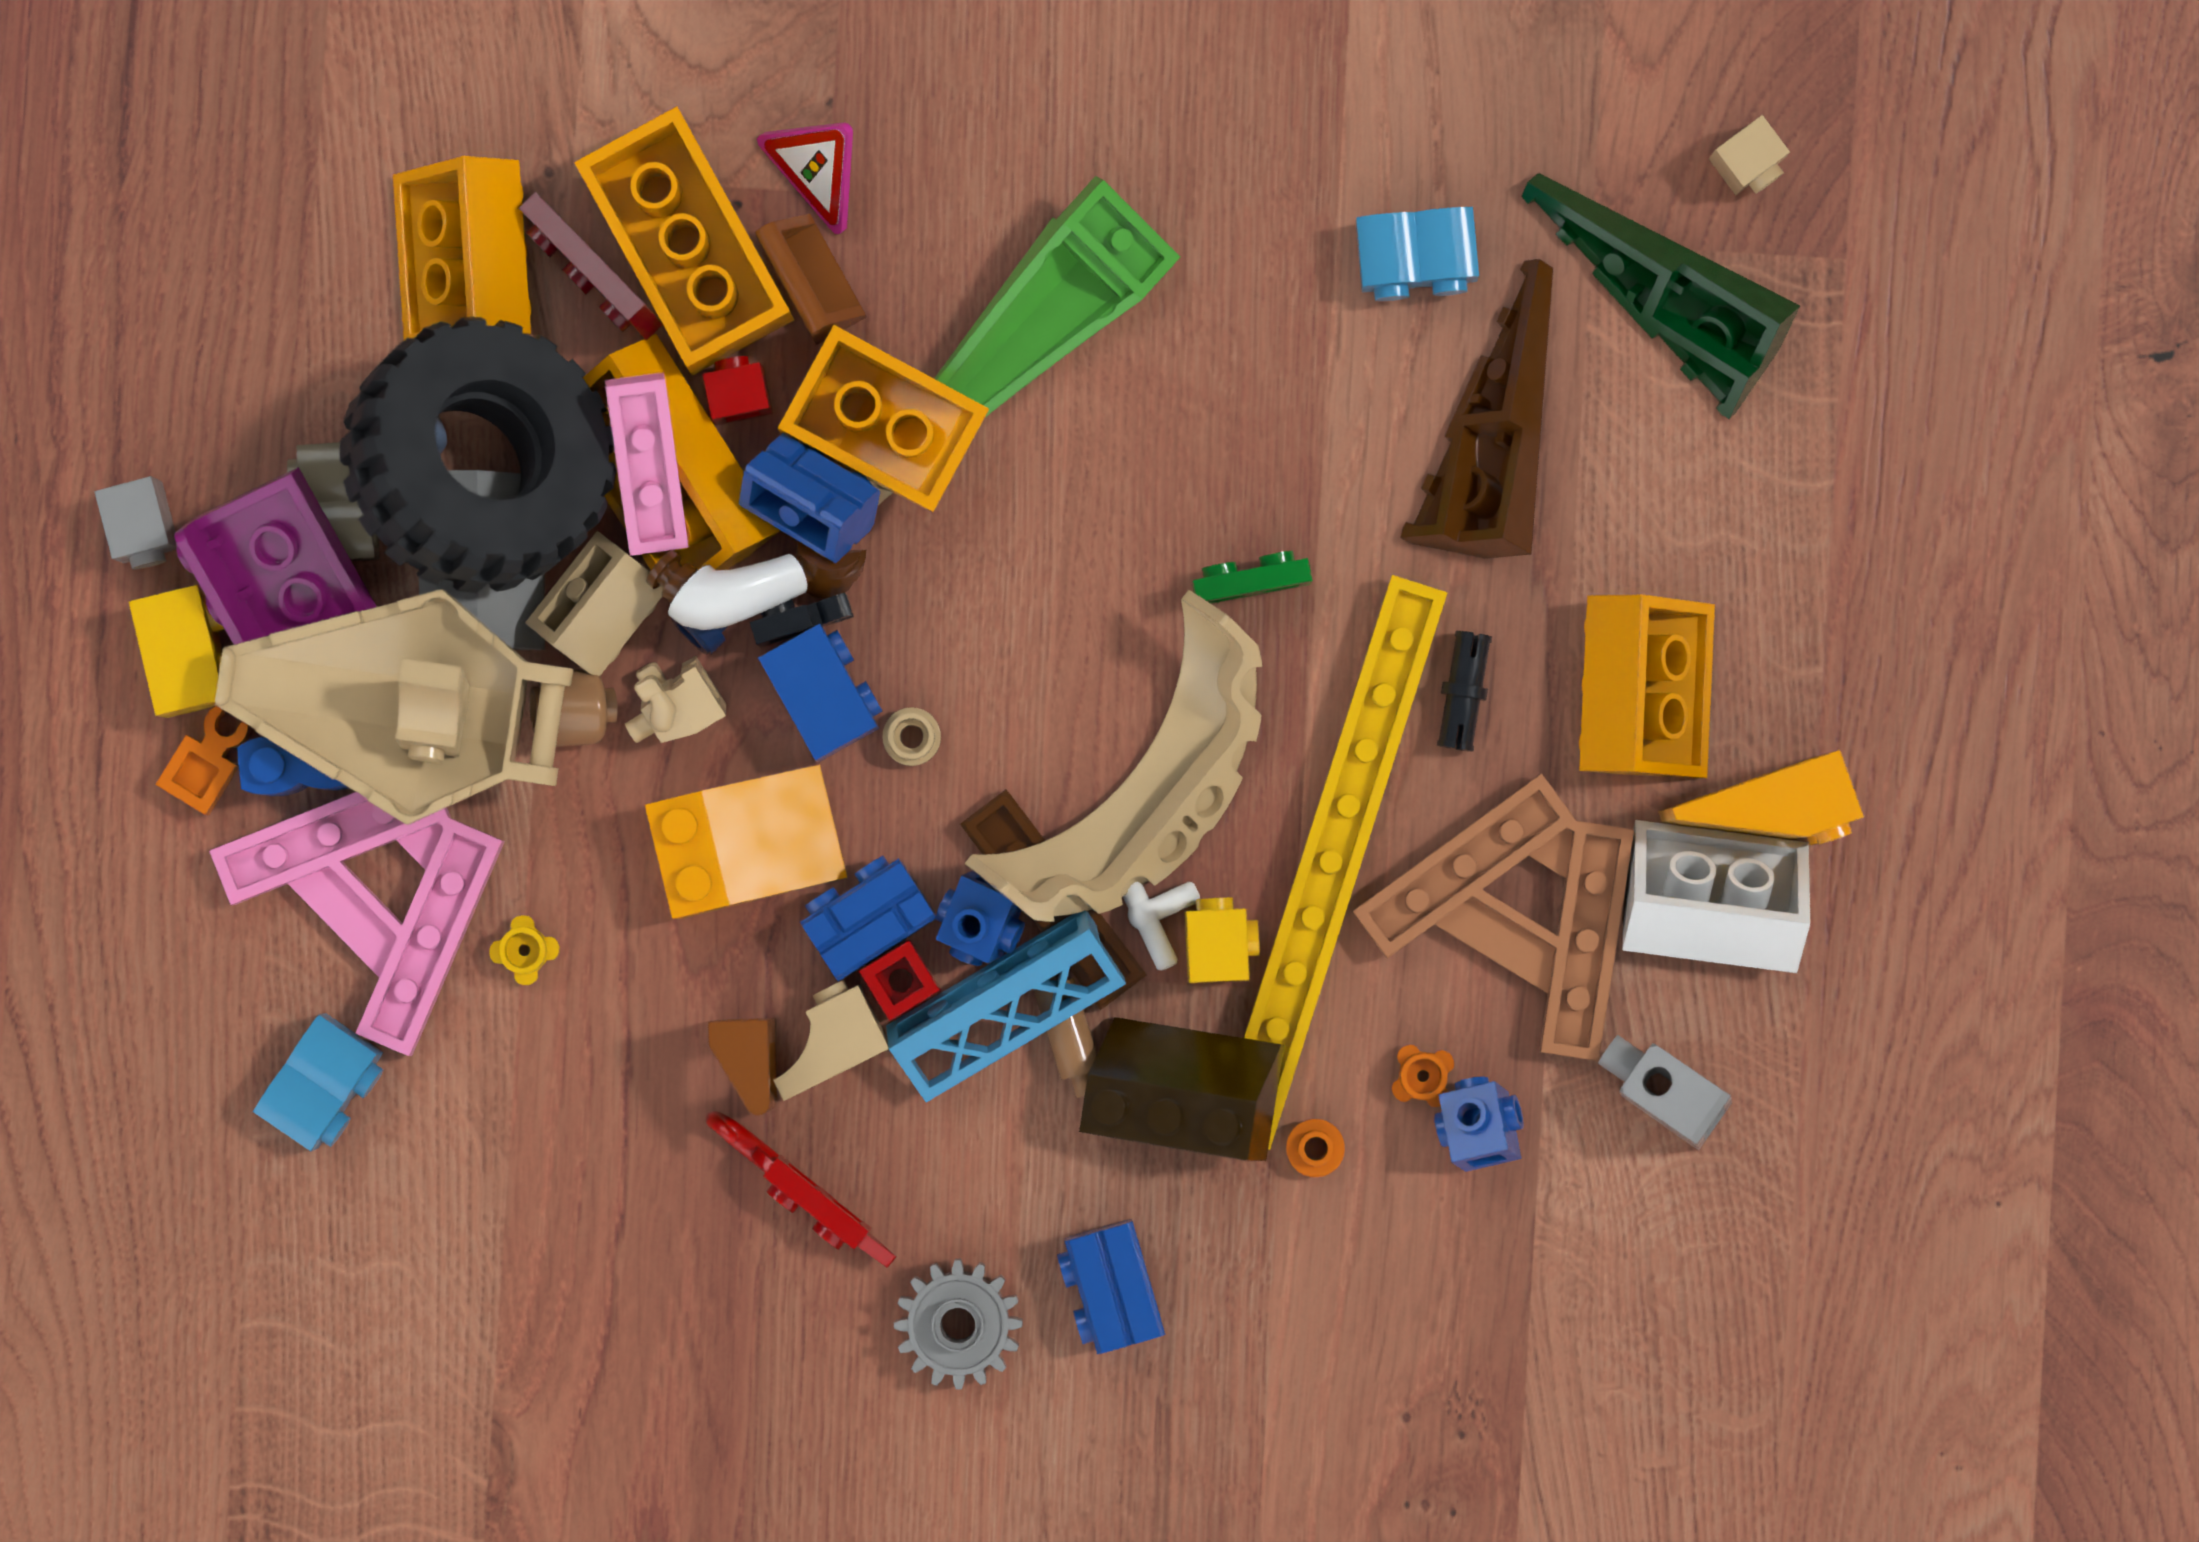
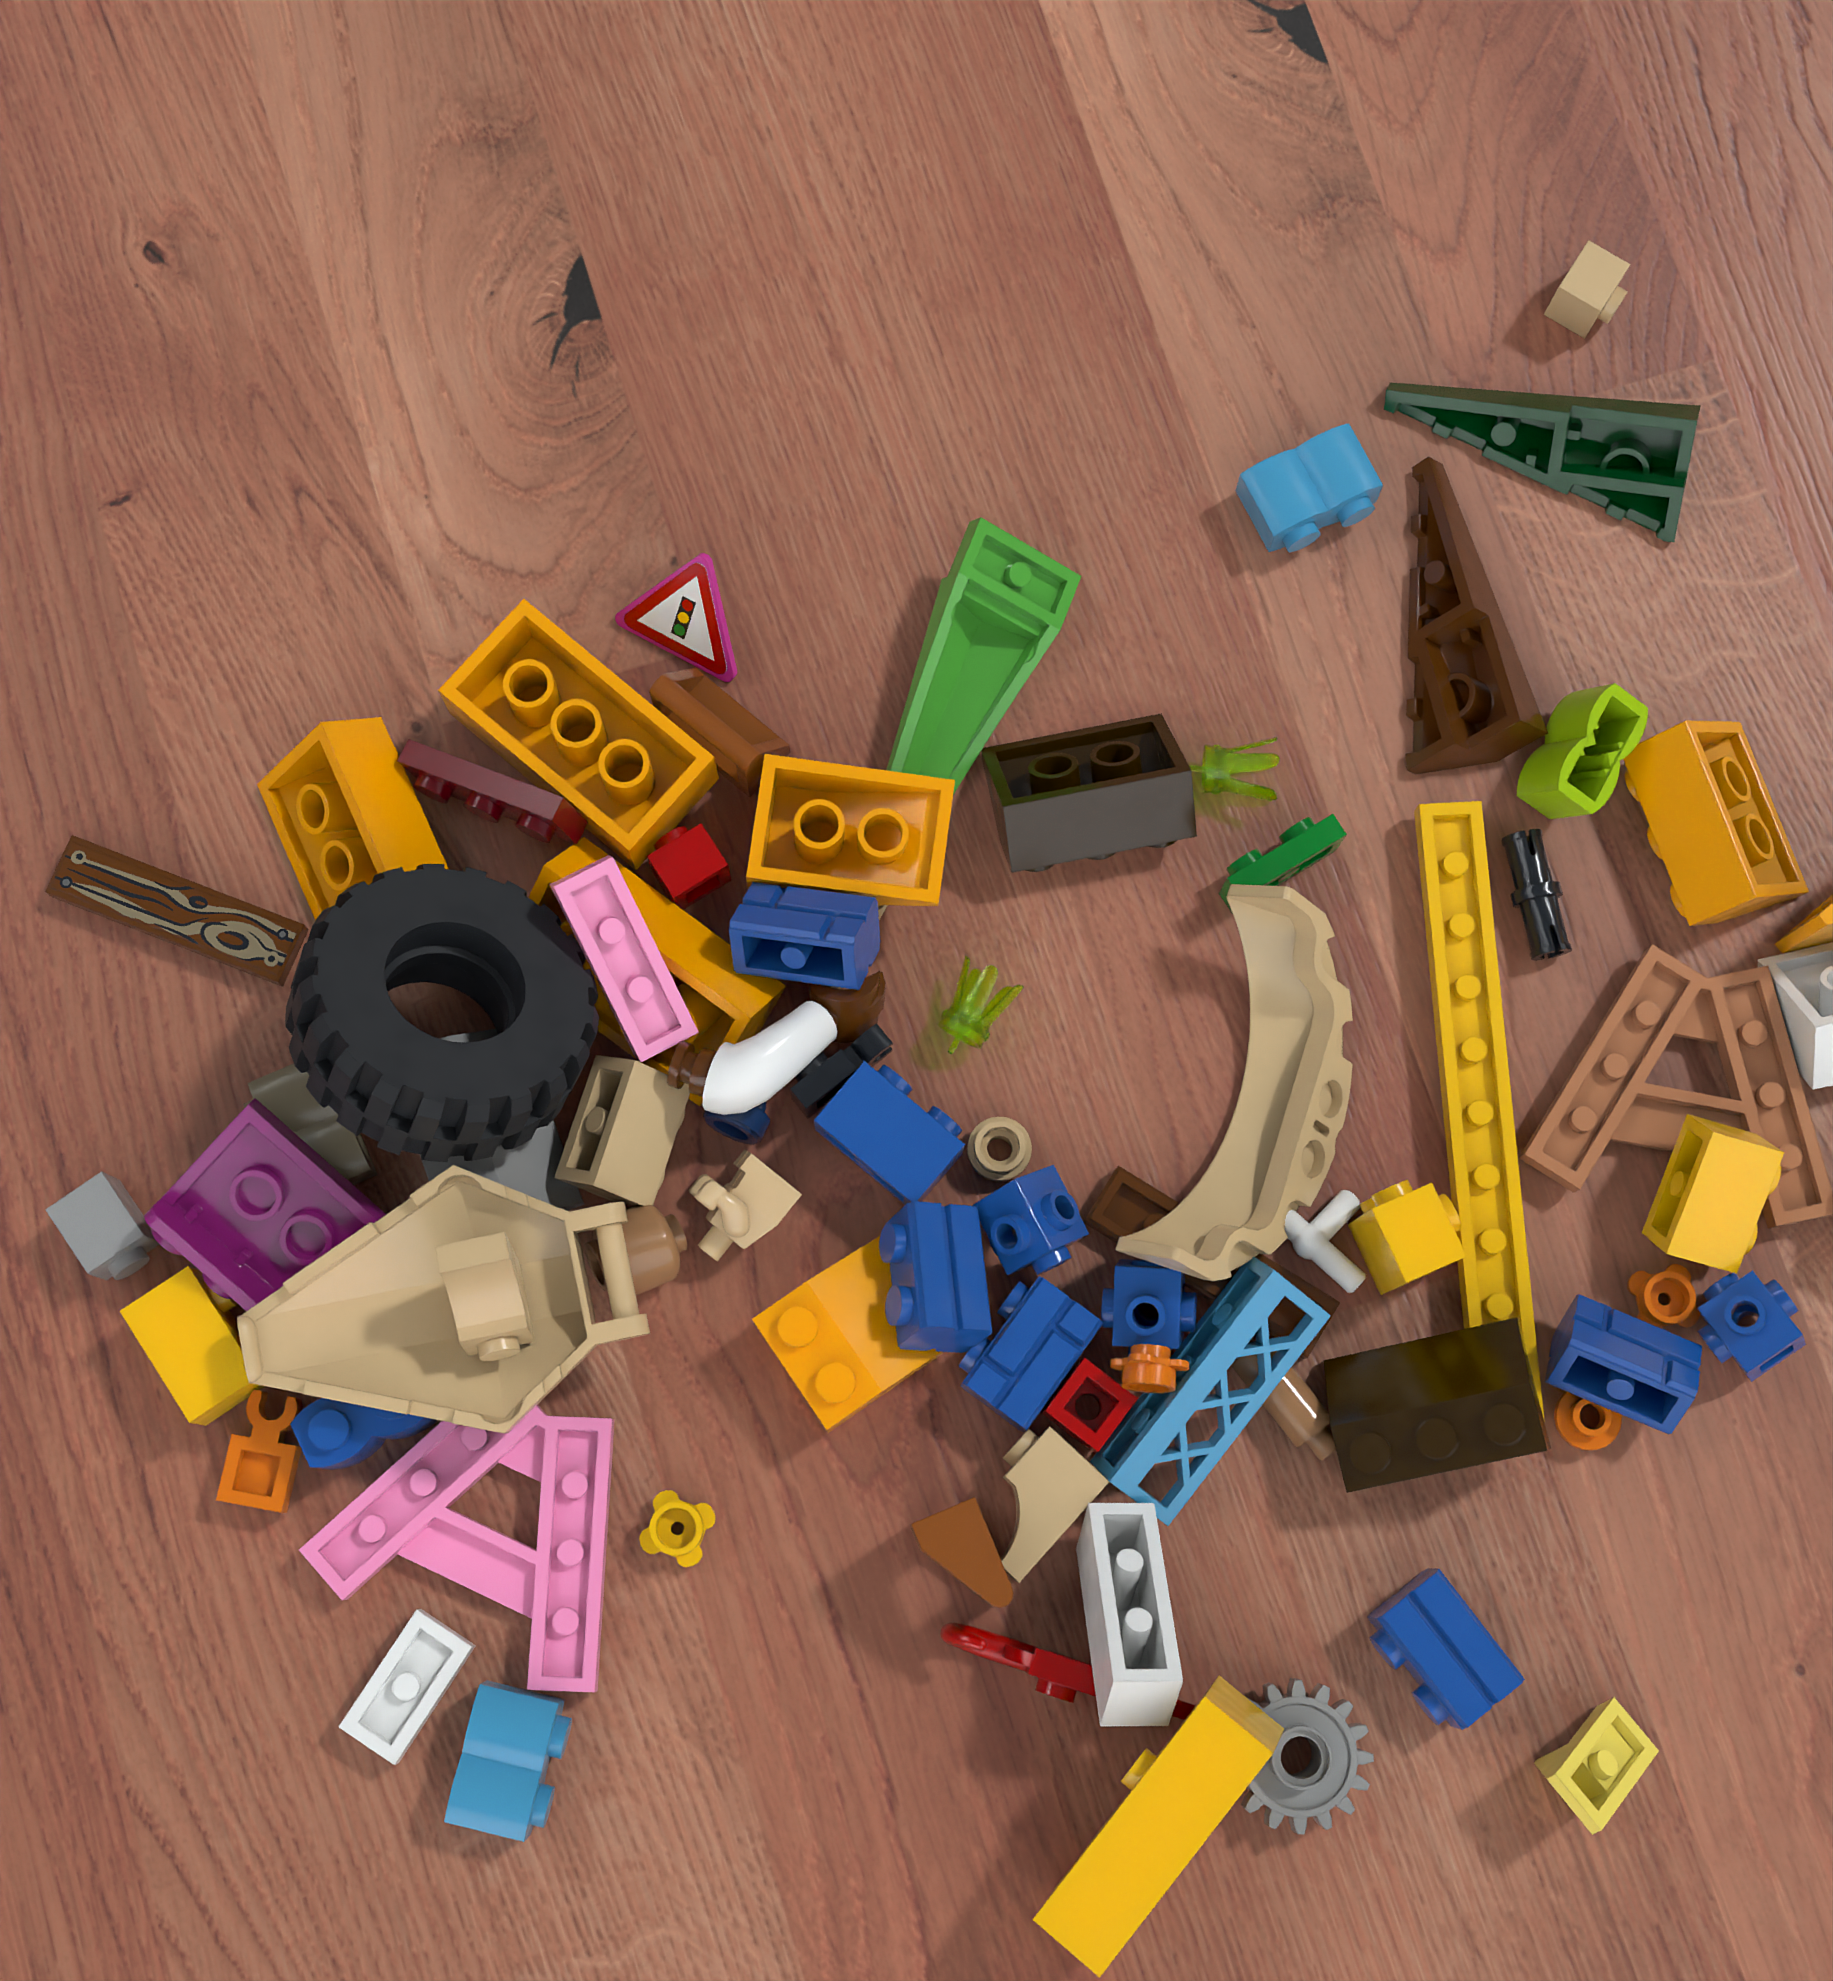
camera: 25 degrees left, 10 degrees down
(260, 993) = (407, 1686): none -> white plate
(286, 264) = (177, 910): none -> reddish brown tile
(811, 827) = (936, 1277): none -> blue brick
(819, 1329) = (1159, 1825): none -> yellow brick
(859, 1159) = (1128, 1615): none -> white brick
(911, 810) = (1032, 1222): none -> blue brick
(927, 612) = (967, 1017): none -> clear neon green piece
(956, 970) = (1149, 1369): none -> orange plate
(1108, 454) = (1089, 793): none -> dark brown slope
(1199, 1424) = (1599, 1764): none -> light yellow slope
(1238, 474) = (1221, 762): none -> clear neon green piece
(1359, 1115) = (1624, 1364): none -> blue brick
(1494, 1005) = (1713, 1194): none -> yellow brick
(1560, 574) = (1582, 752): none -> lime brick

